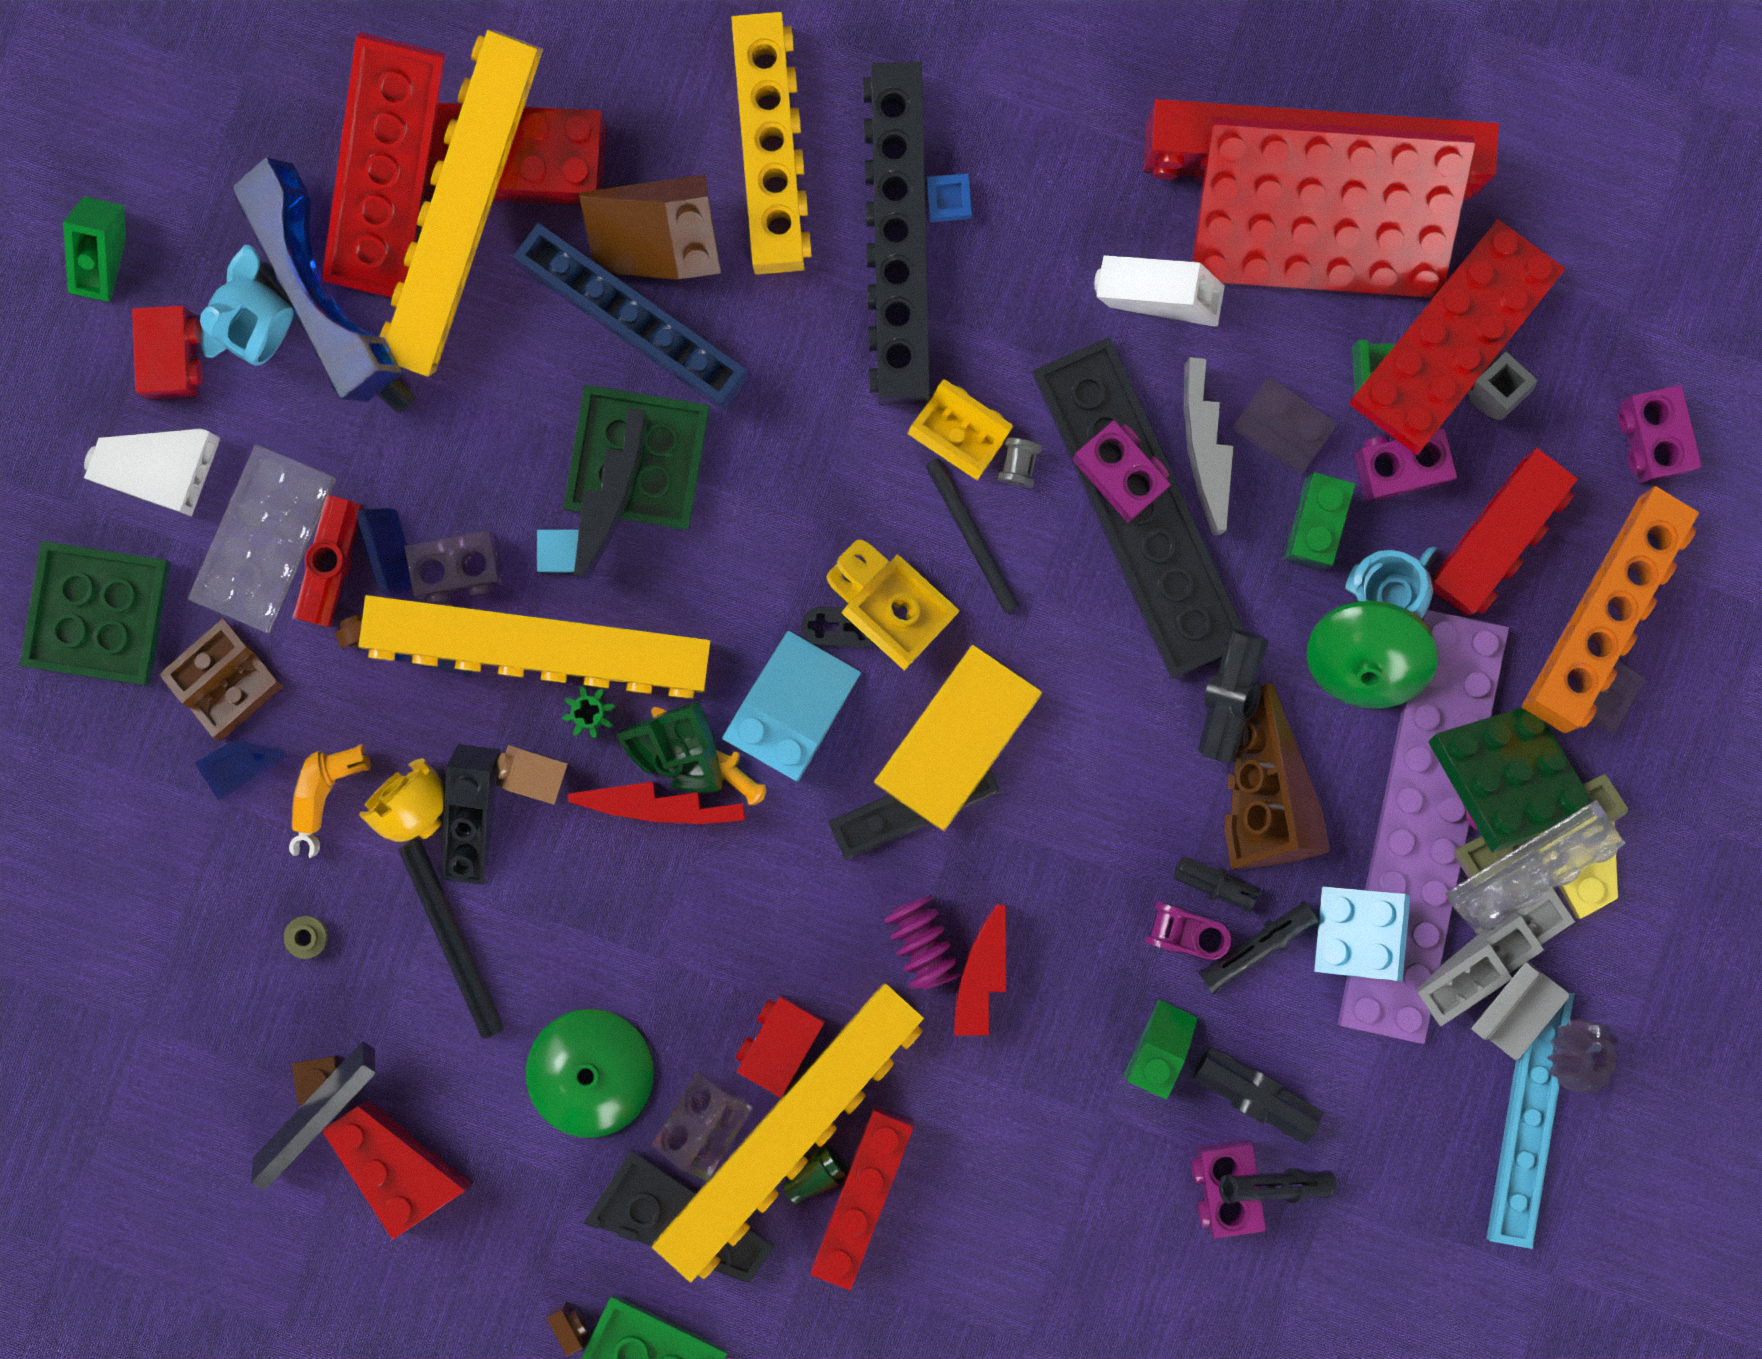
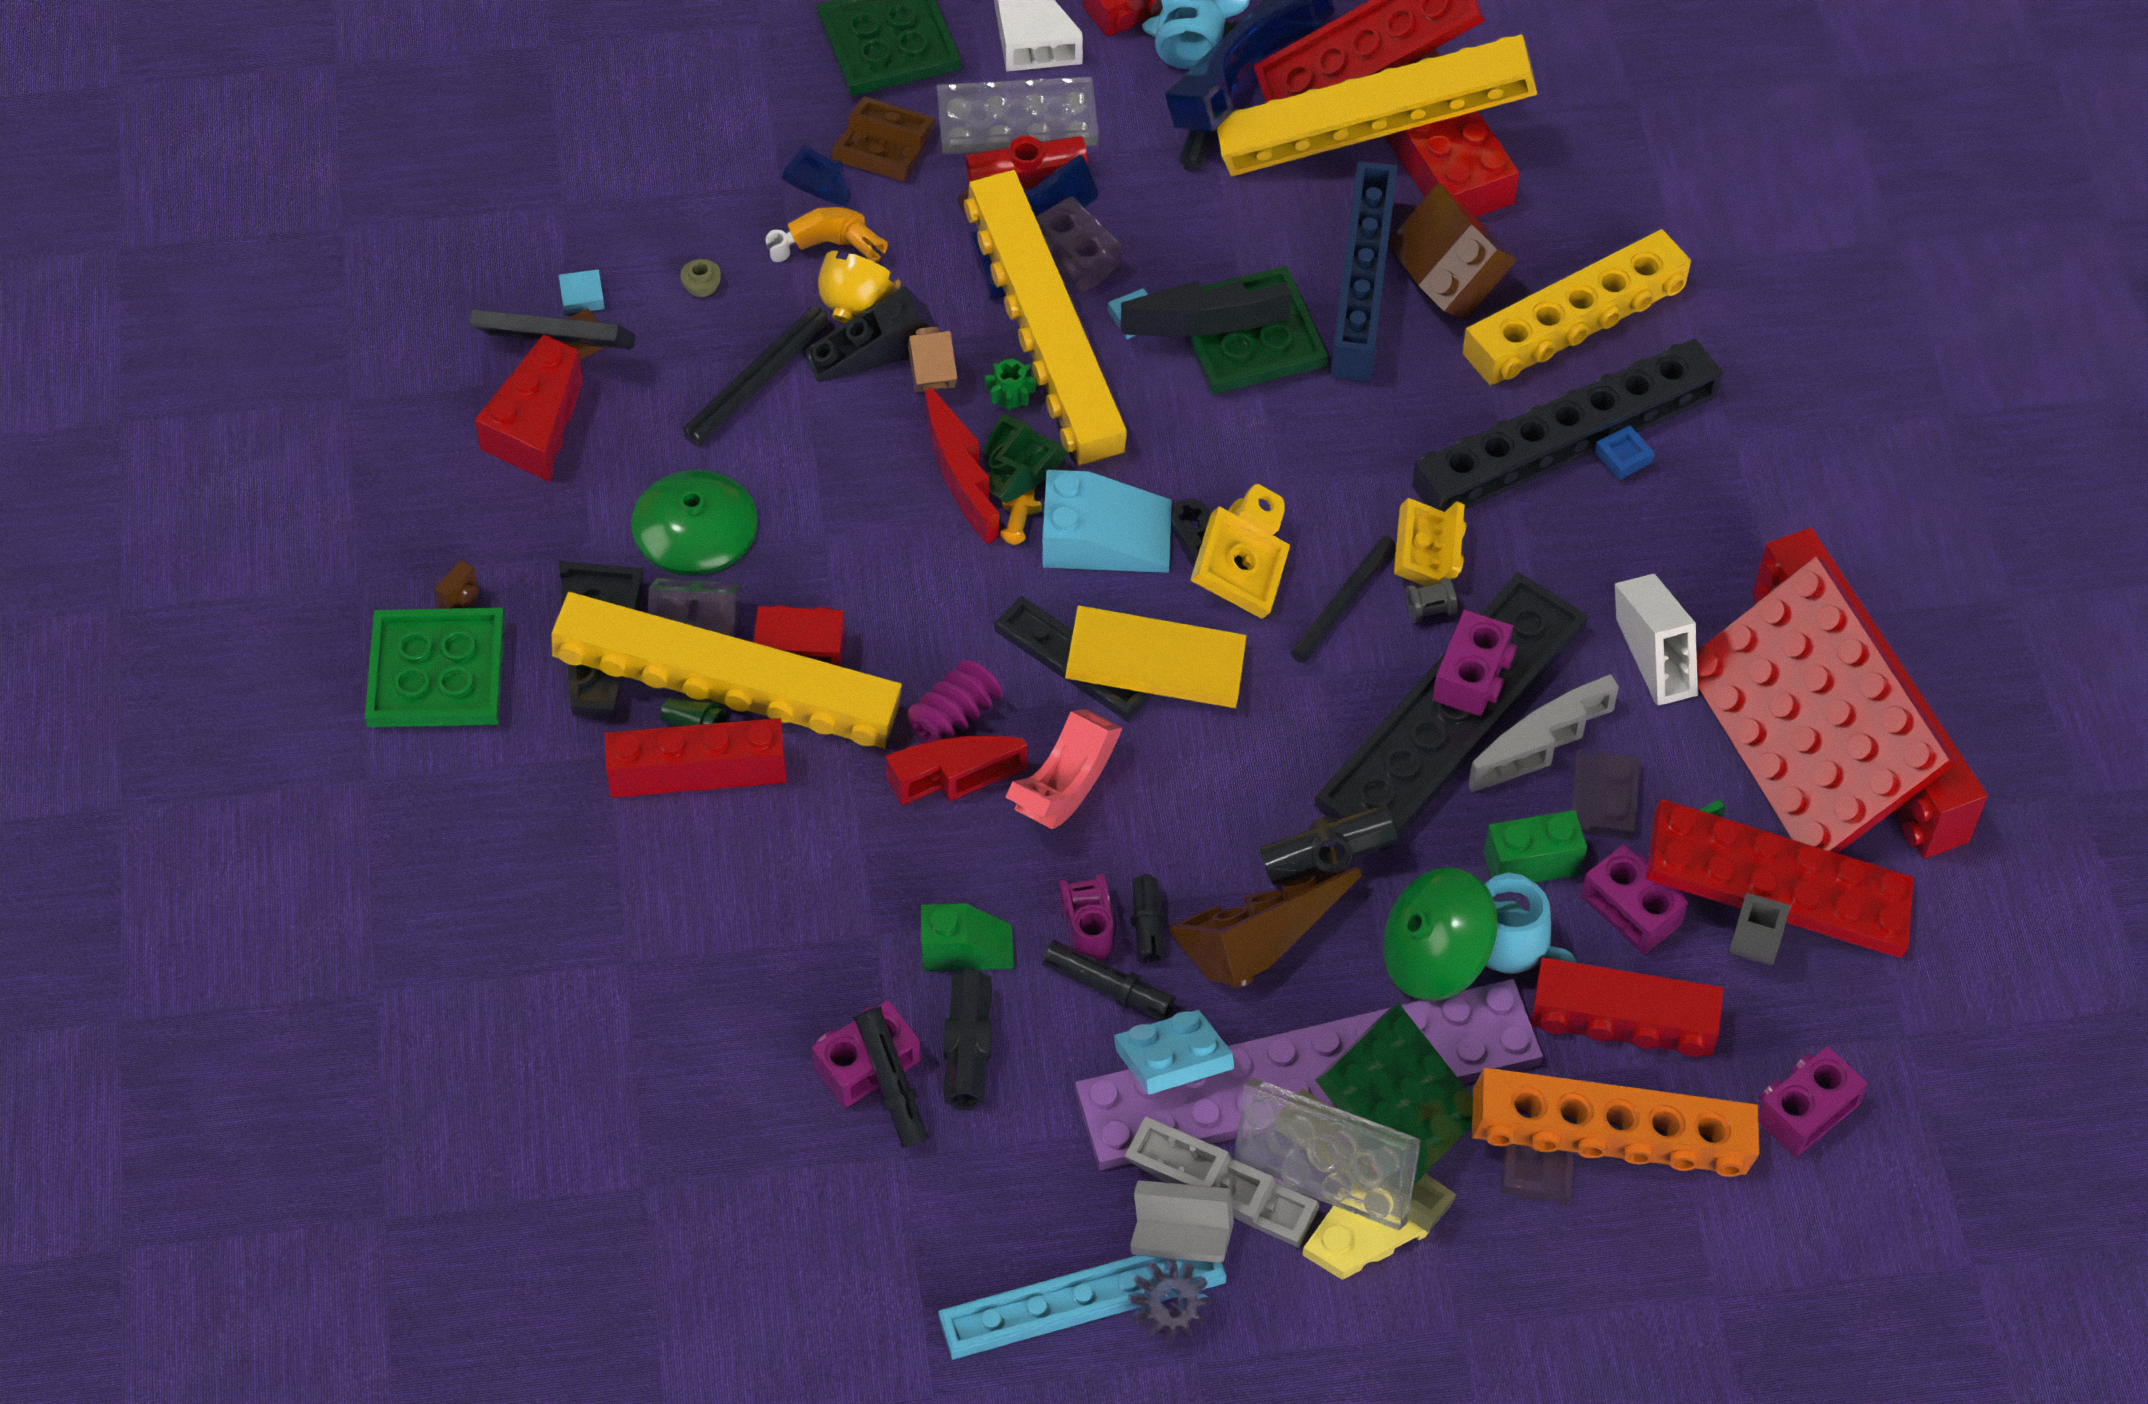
camera: 60 degrees right, 30 degrees down
(264, 1057) = (581, 291): none -> medium azure tile
(1045, 885) = (1069, 771): none -> coral arch

